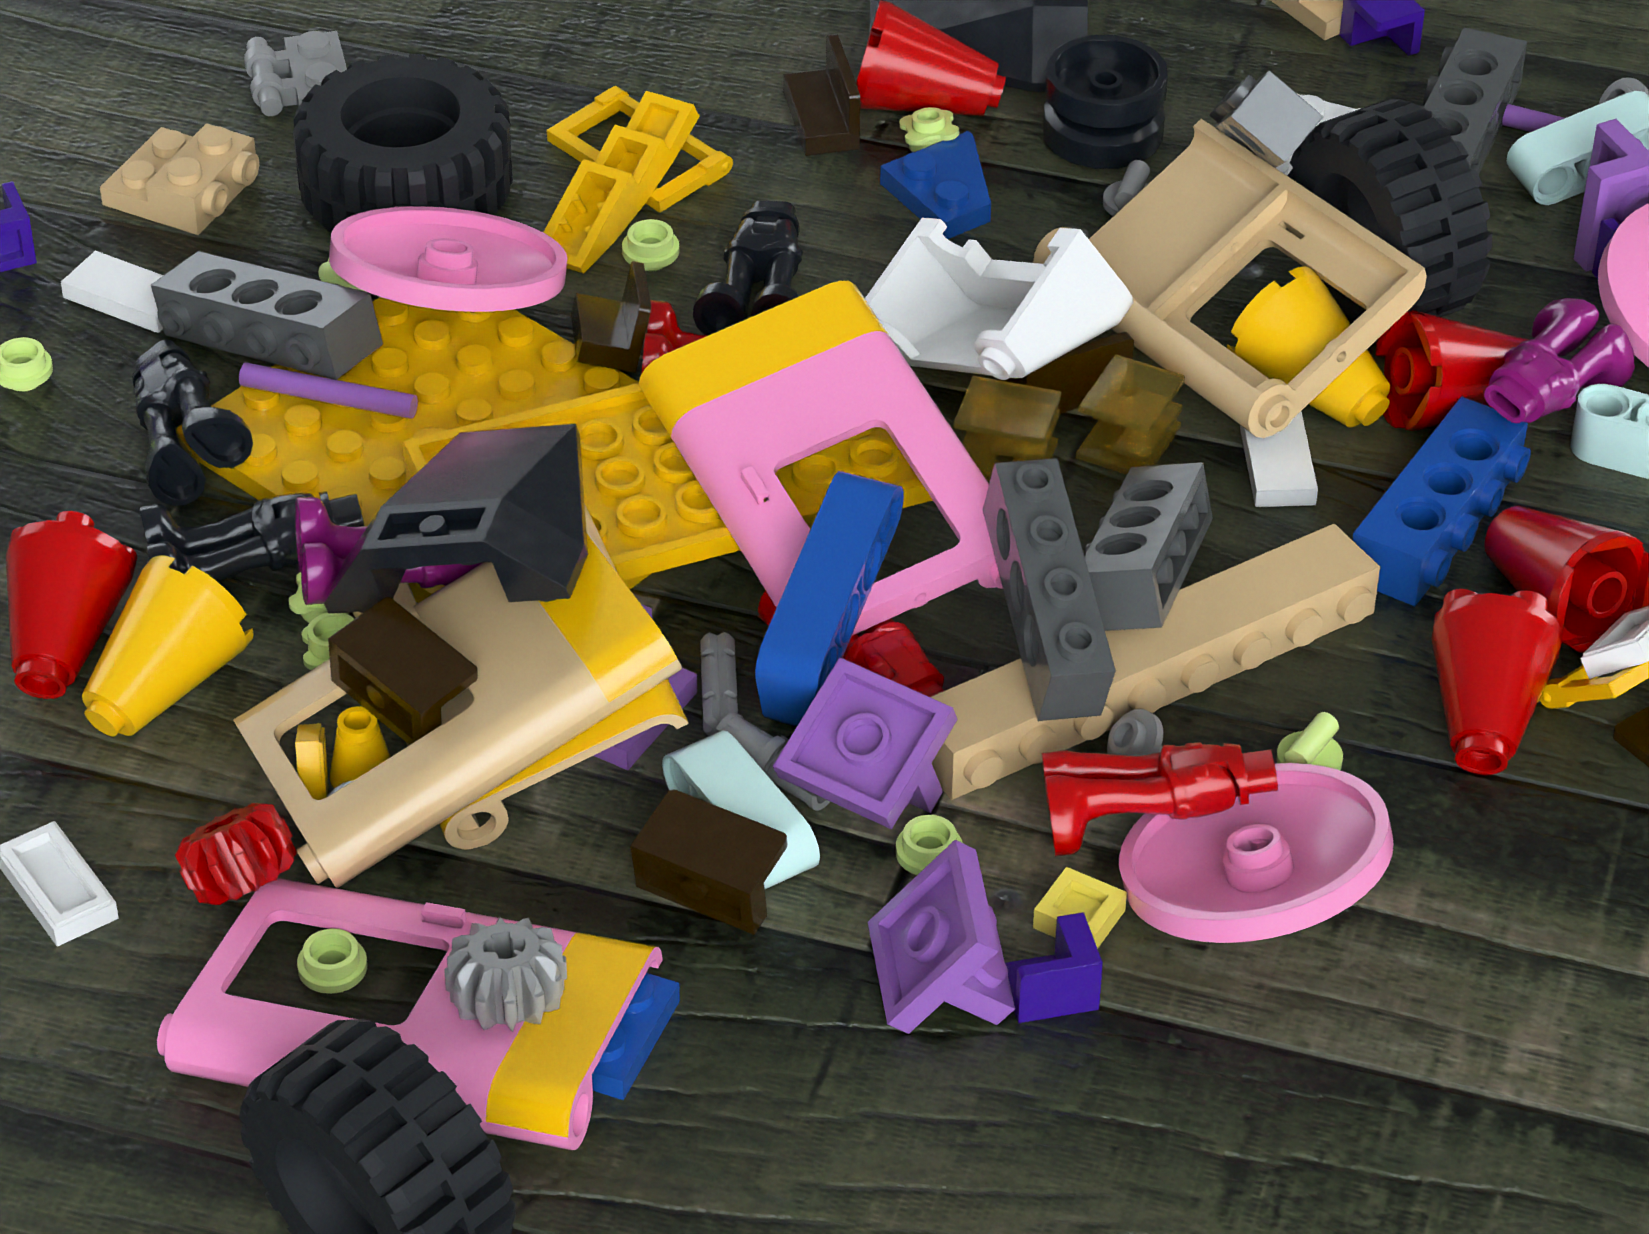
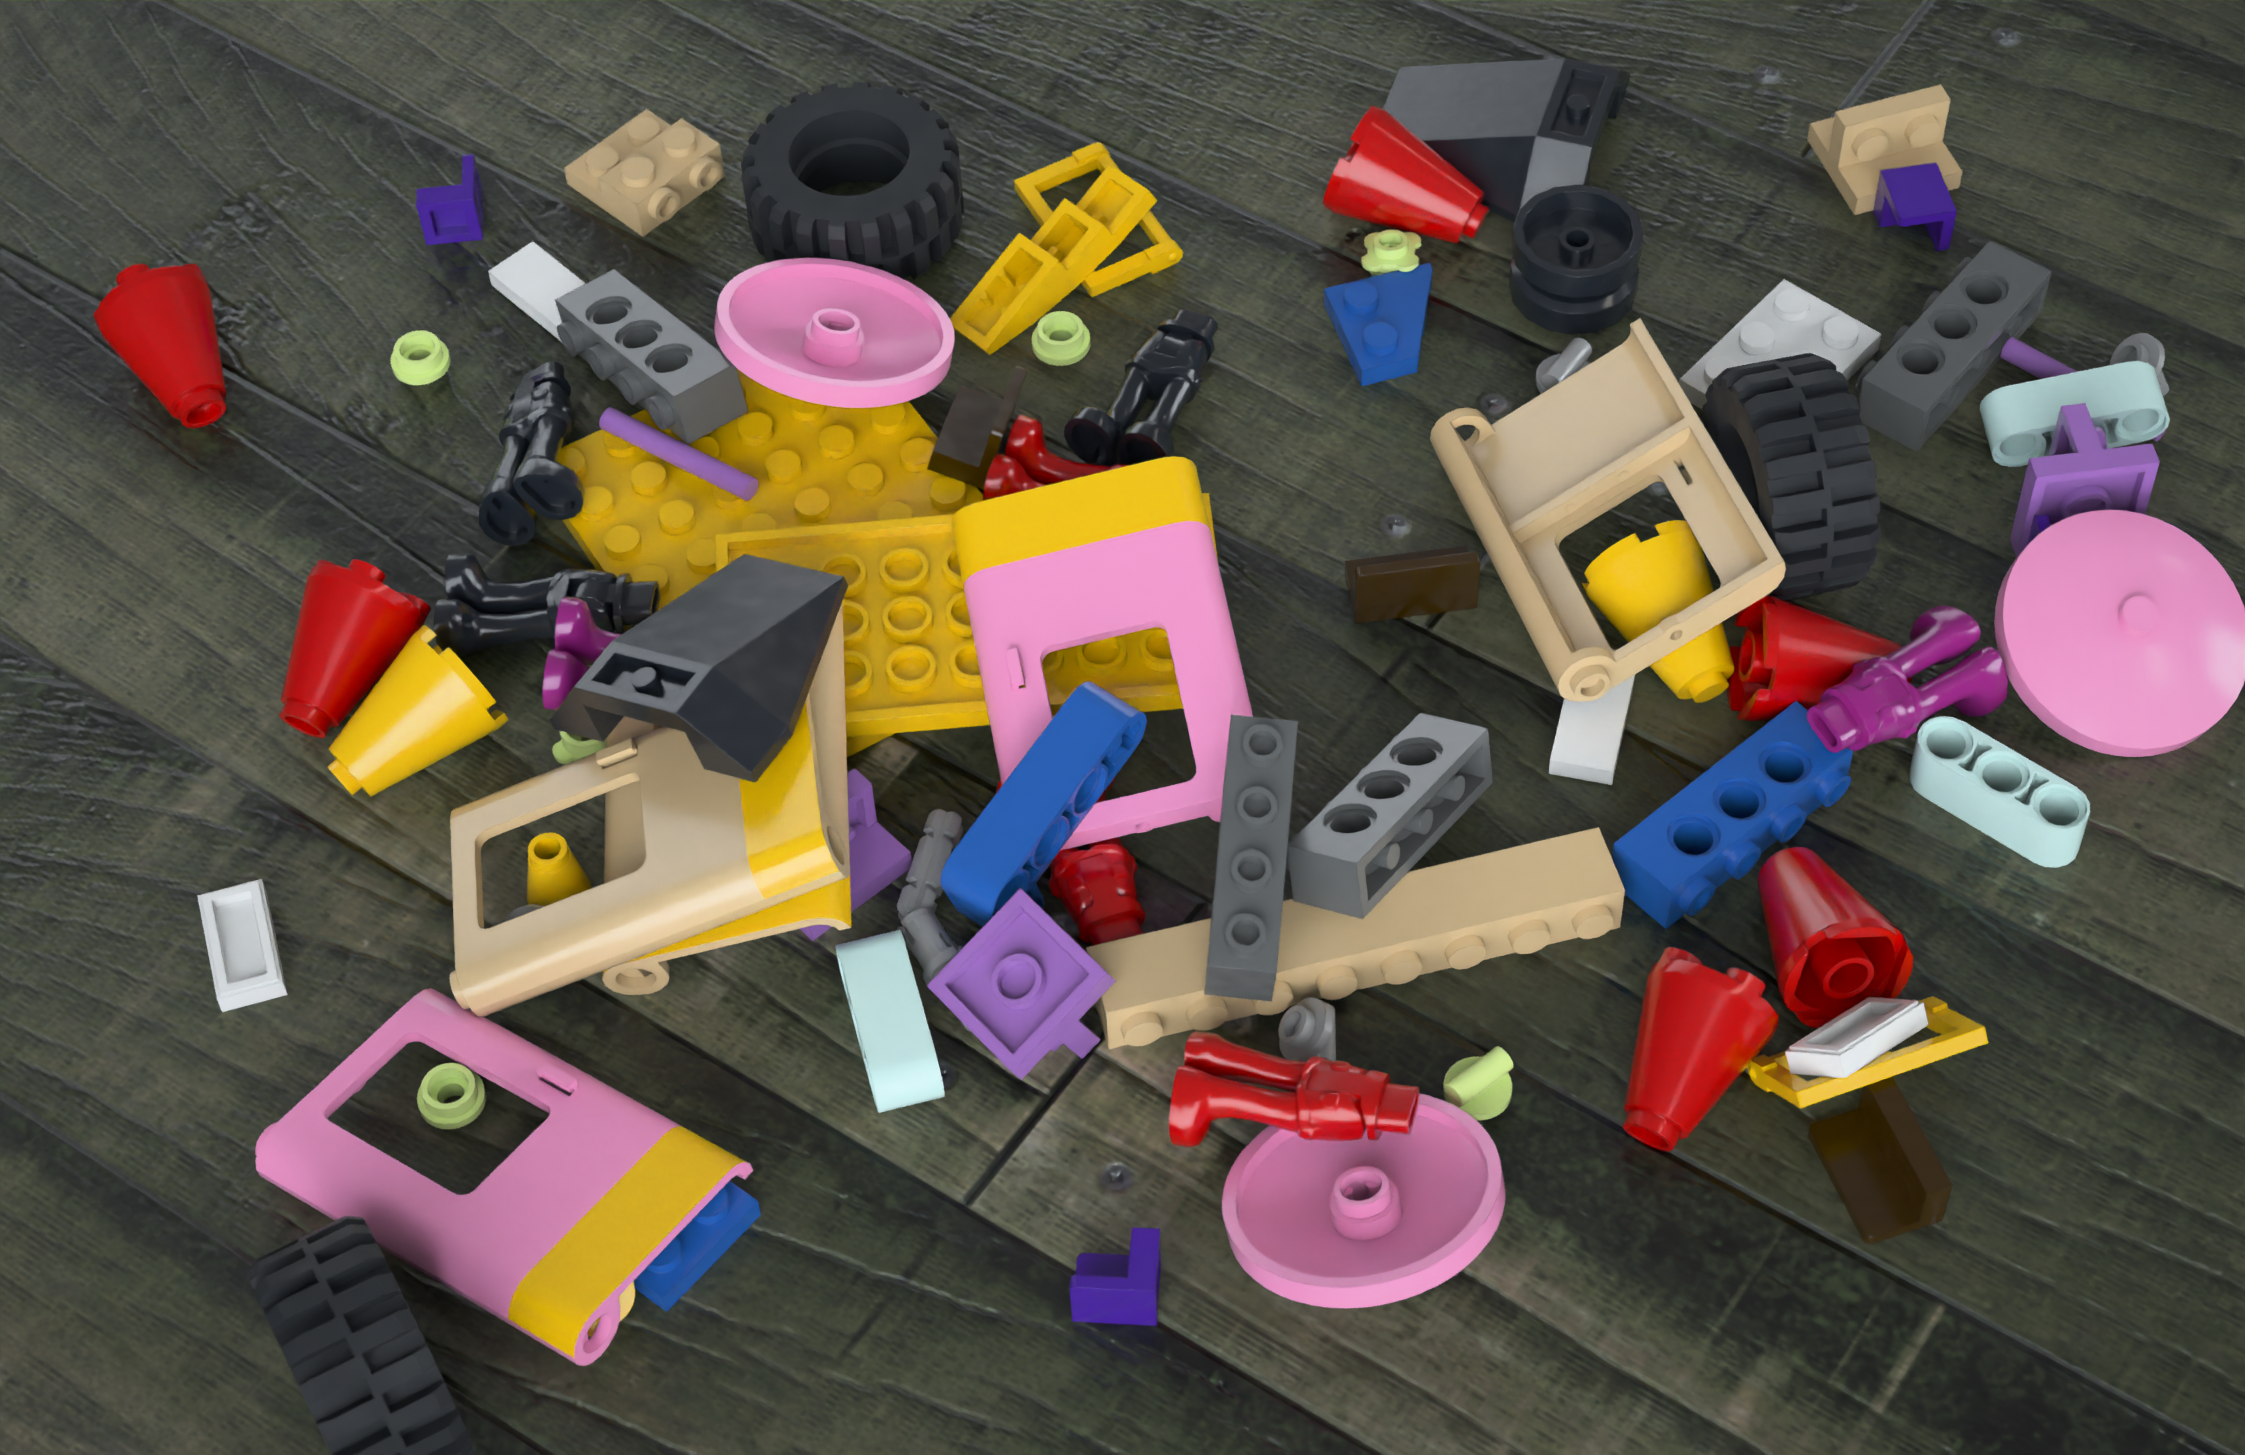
camera: 20 degrees right, 10 degrees up
(236, 853) = (397, 962): red gear -> none
(305, 60) = (818, 59): light grey plate -> none
(312, 759) = (505, 876): yellow tile -> none
(398, 669) = (591, 808): dark brown panel -> none
(505, 973) = (569, 1171): light grey gear -> none
(707, 859) = (832, 1070): dark brown panel -> none
(825, 104) = (1296, 205): dark brown panel -> none
(923, 841) = (1052, 1089): yellowish green plate -> none
(941, 945) = (1019, 1228): medium lavender bracket -> none
(994, 316) = (1340, 494): white windscreen -> none
(1007, 422) = (1320, 638): clear yellow piece -> none
(1080, 893) = (1177, 1209): light yellow plate -> none
(1132, 415) = (1453, 645): clear yellow piece -> none
(1265, 117) = (1689, 343): brick -> none

